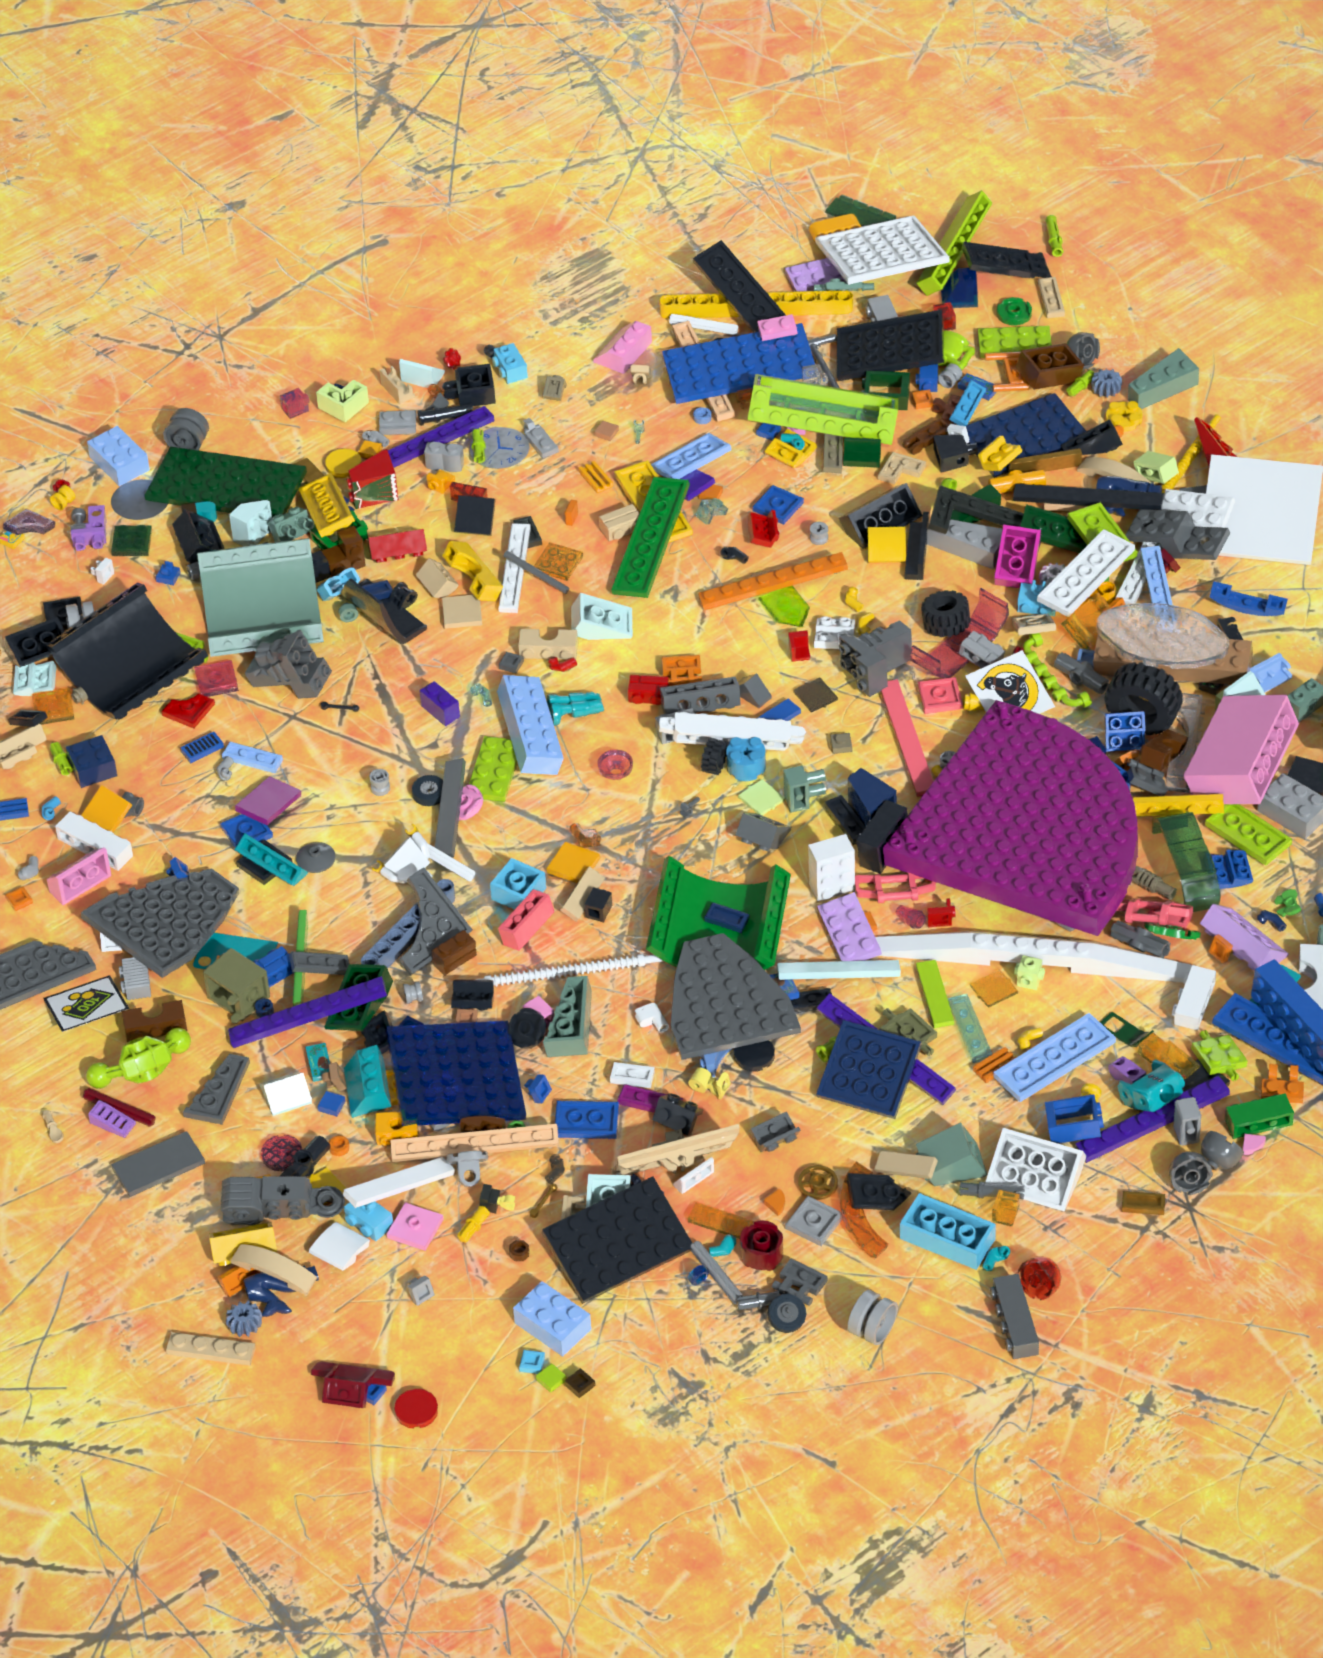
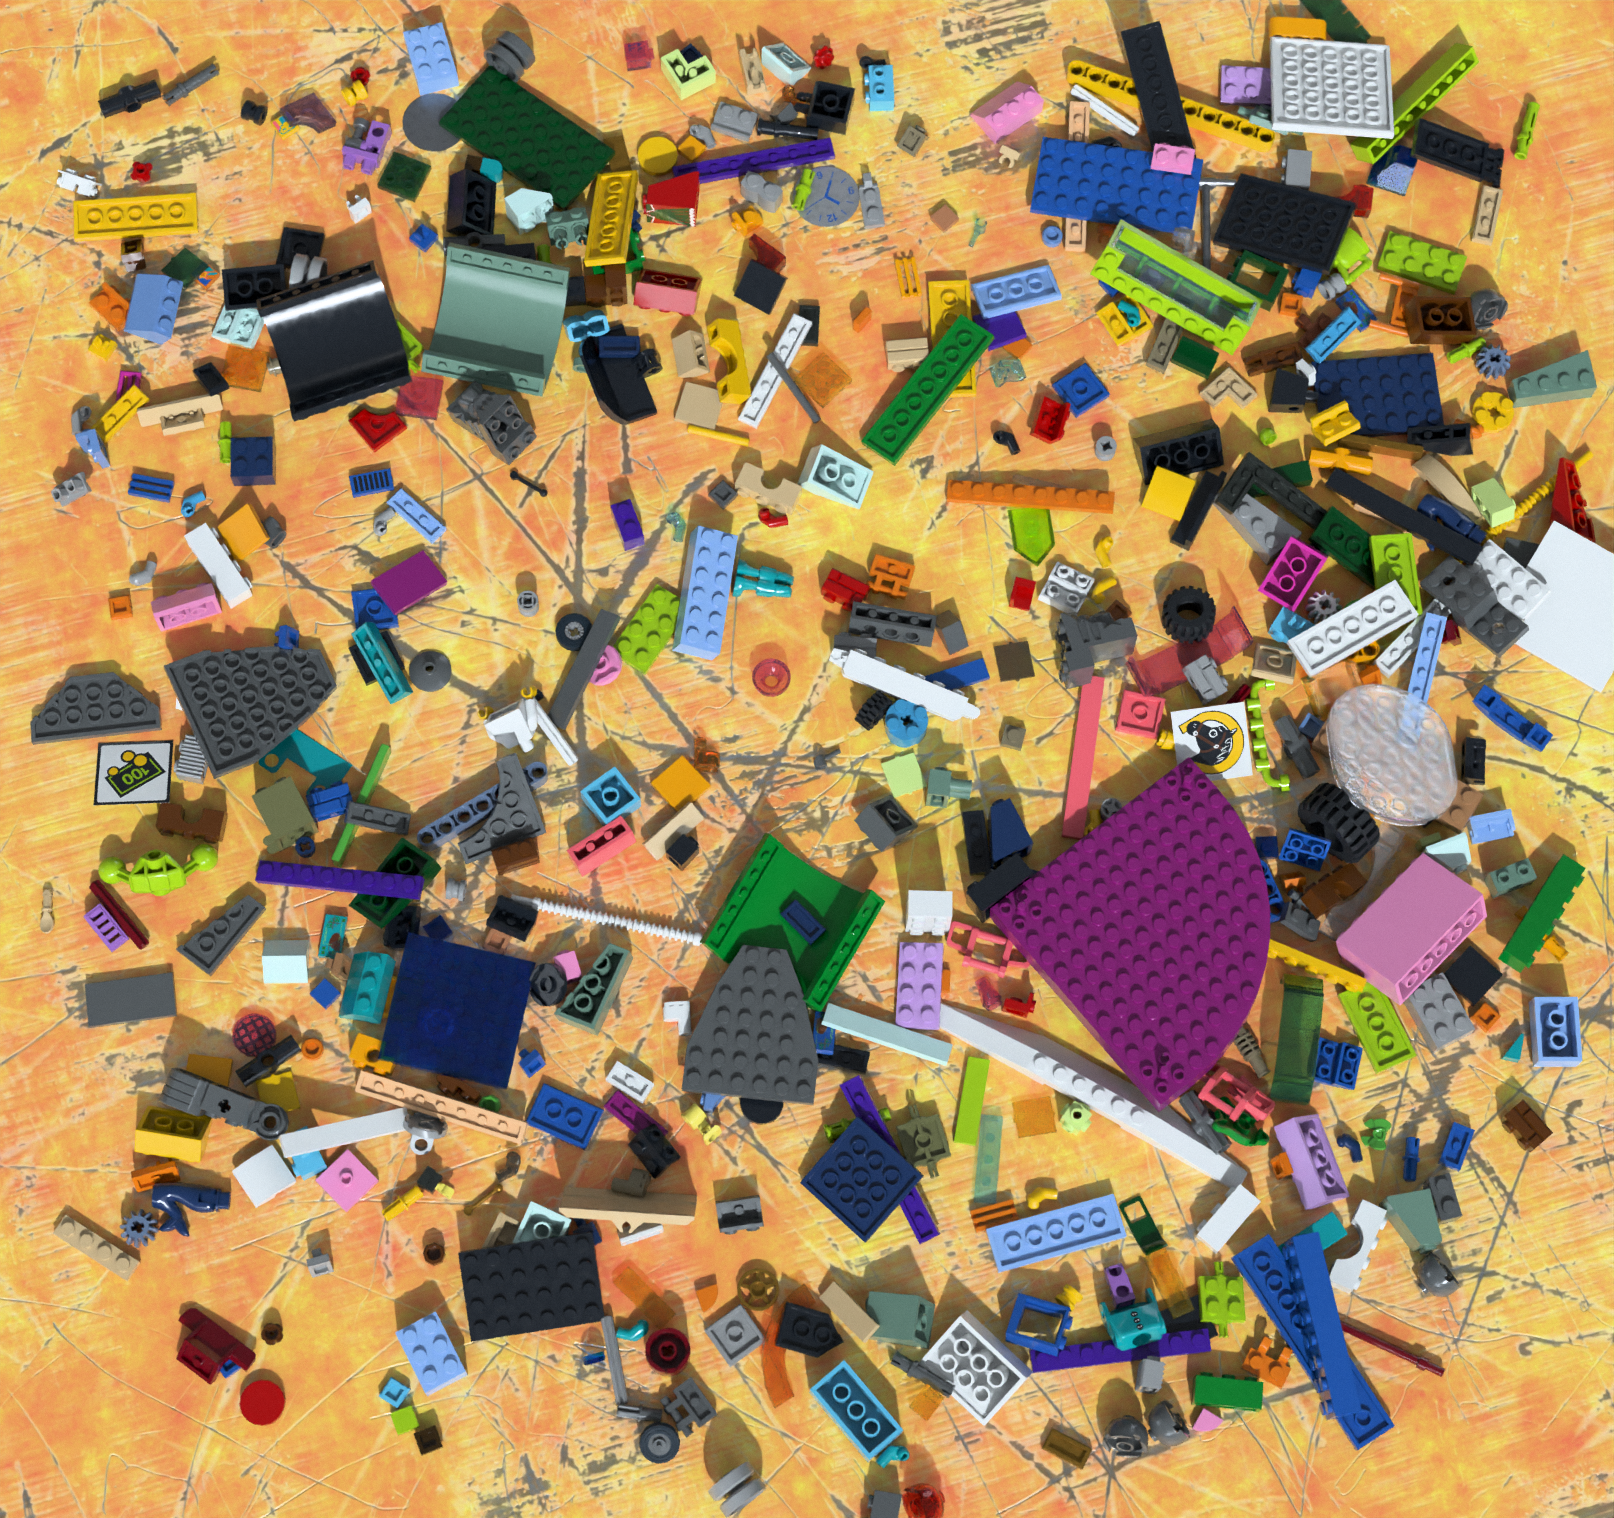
camera: 15 degrees right, 25 degrees up
(274, 1265) = (185, 1187): tan slope -> none
(400, 1350) = (268, 1328): none -> reddish brown plate
(487, 625) = (718, 435): none -> yellow bar
(1005, 313) = (1432, 227): green tile -> none

